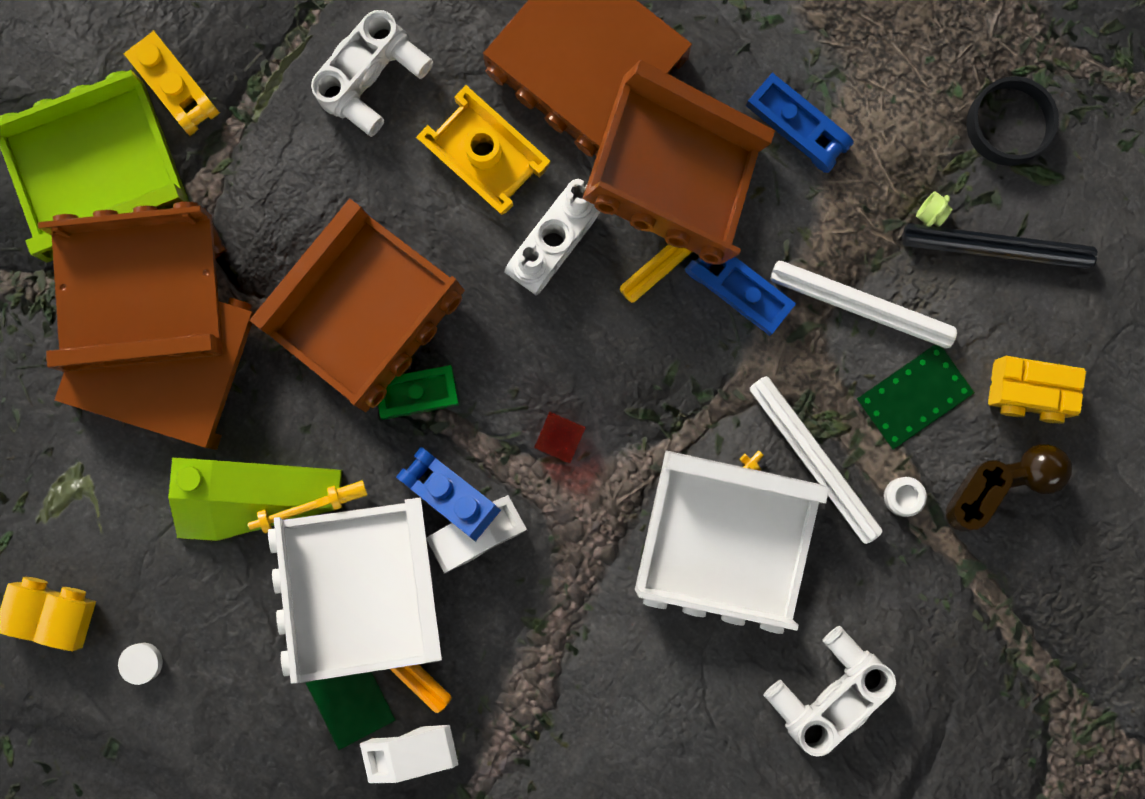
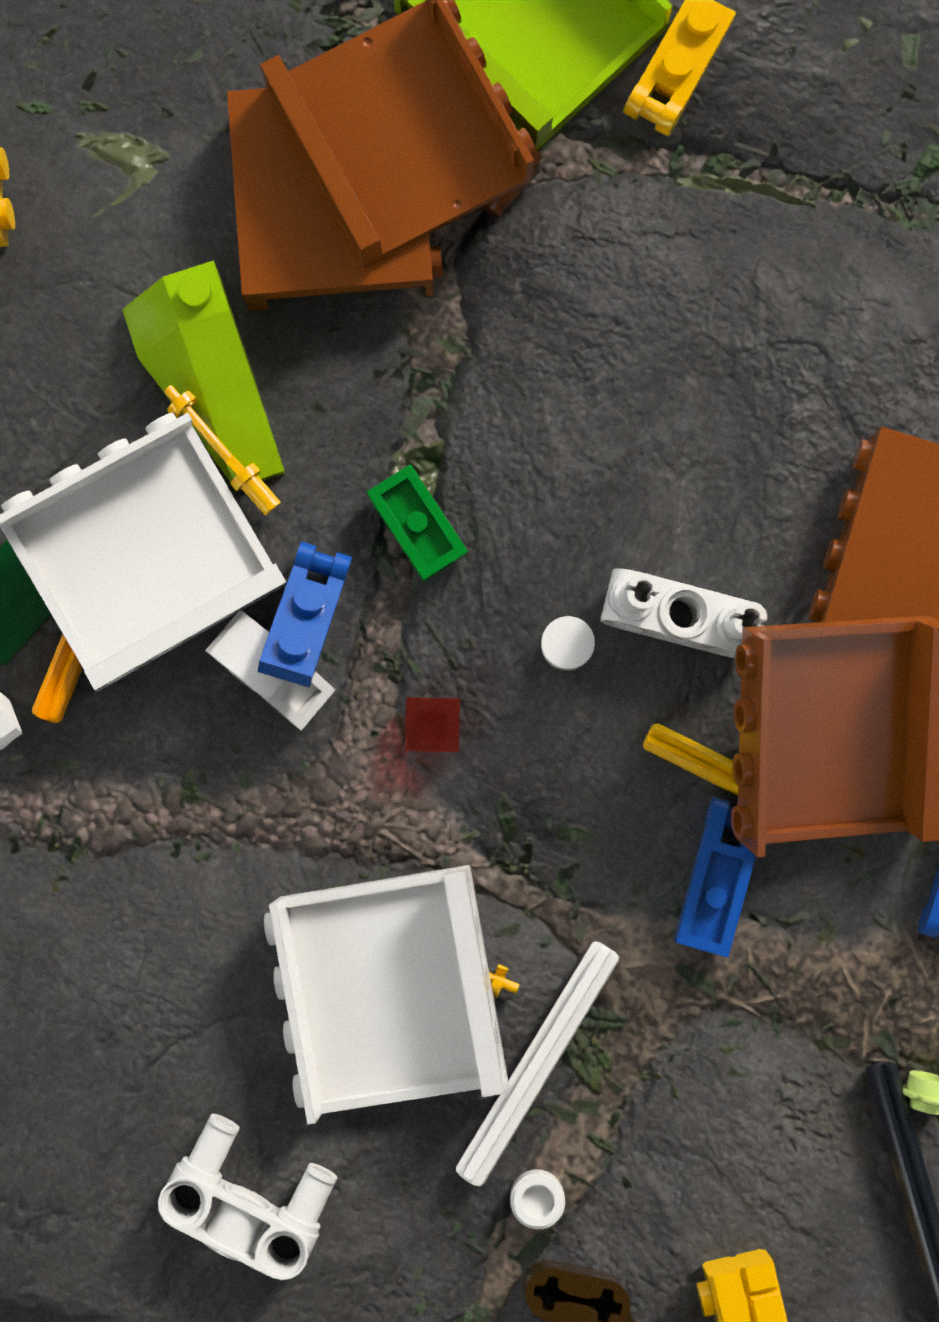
camera: 65 degrees right, 0 degrees up
(358, 64) = (803, 279): white piece -> none
(358, 306) = (494, 407): dark orange panel -> none
(492, 175) = (735, 509): yellow piece -> none
(541, 324) = (567, 643): none -> white tile
(863, 304) = (765, 1048): white axle -> none
(915, 395) = (675, 1162): dark green sticker -> none

